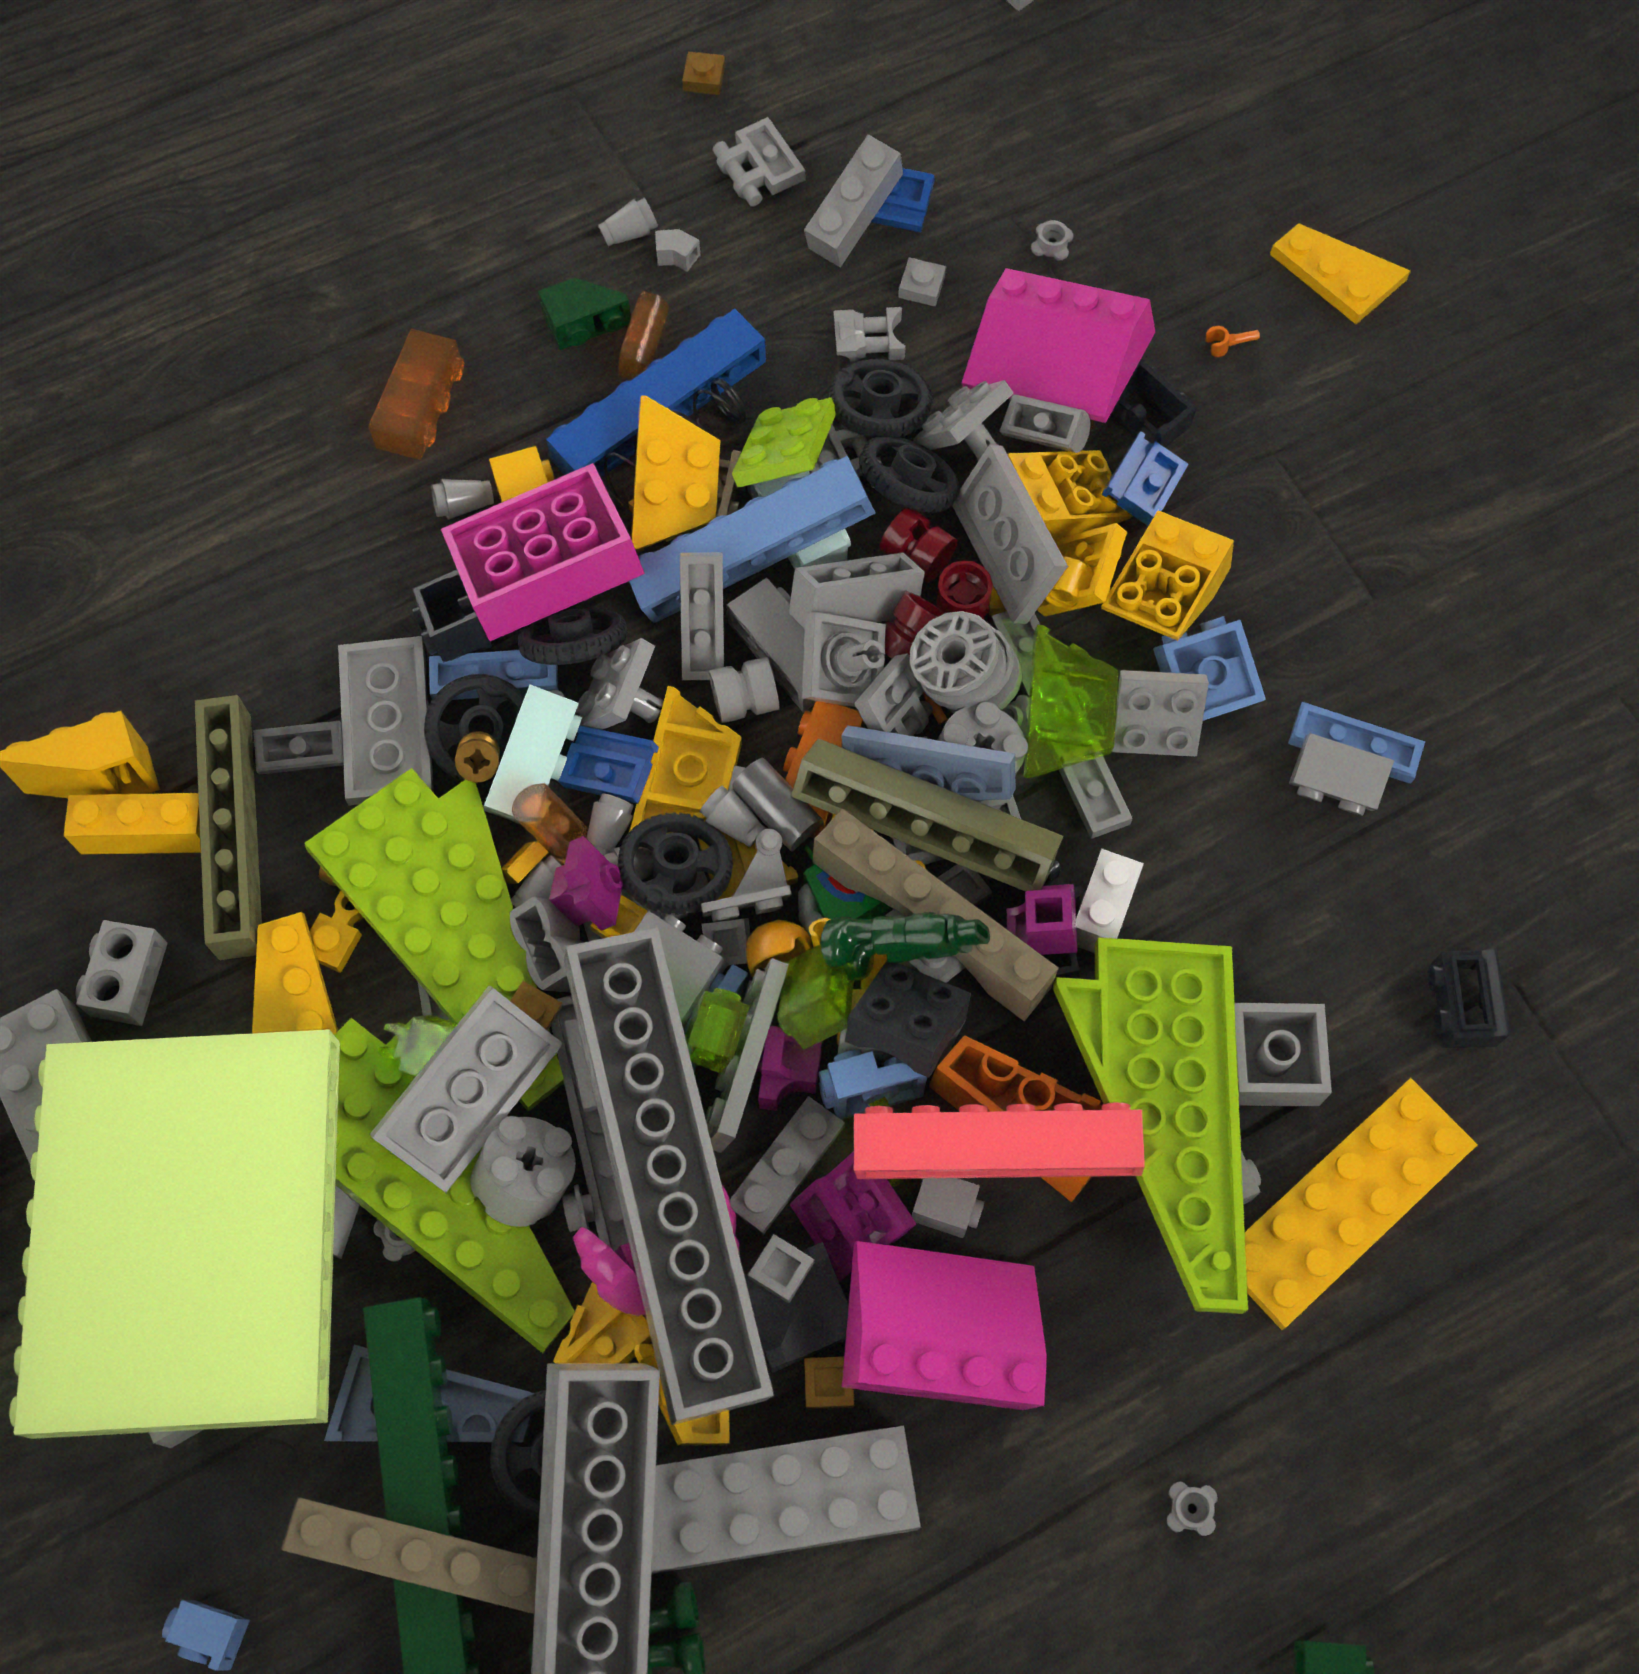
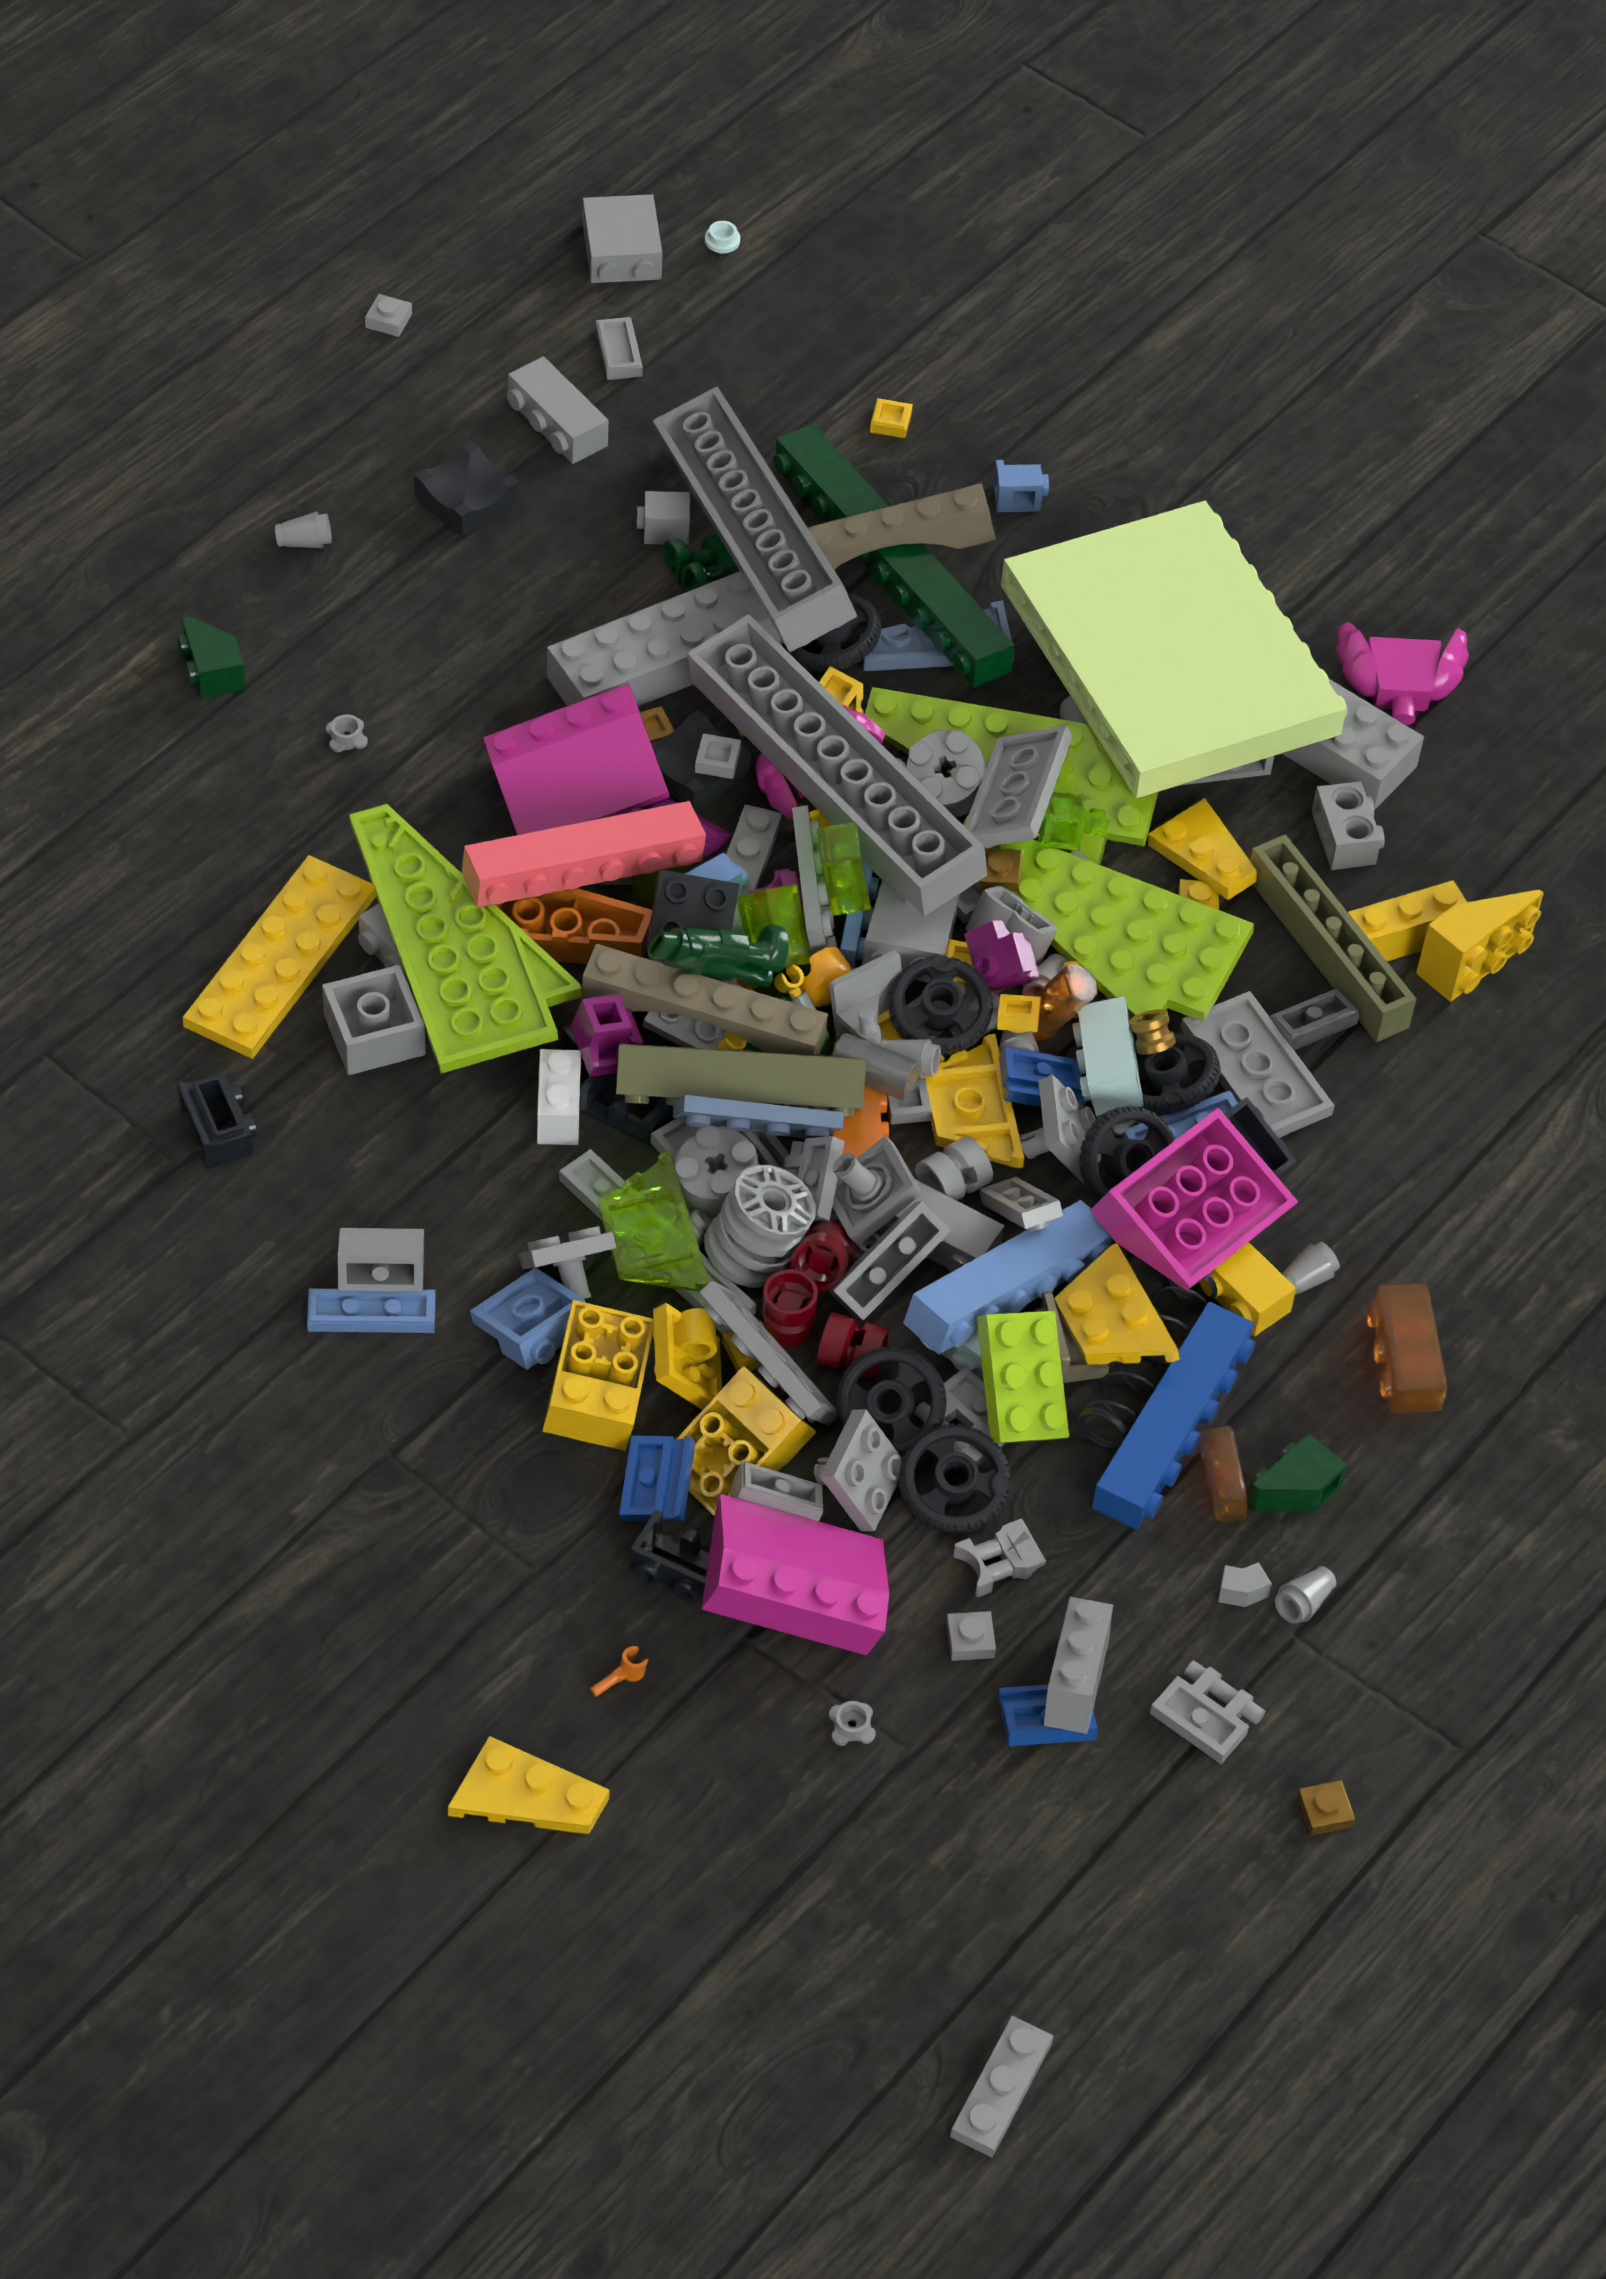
camera: 155 degrees right, 15 degrees down
(601, 823) = (1018, 1013): none -> yellow plate

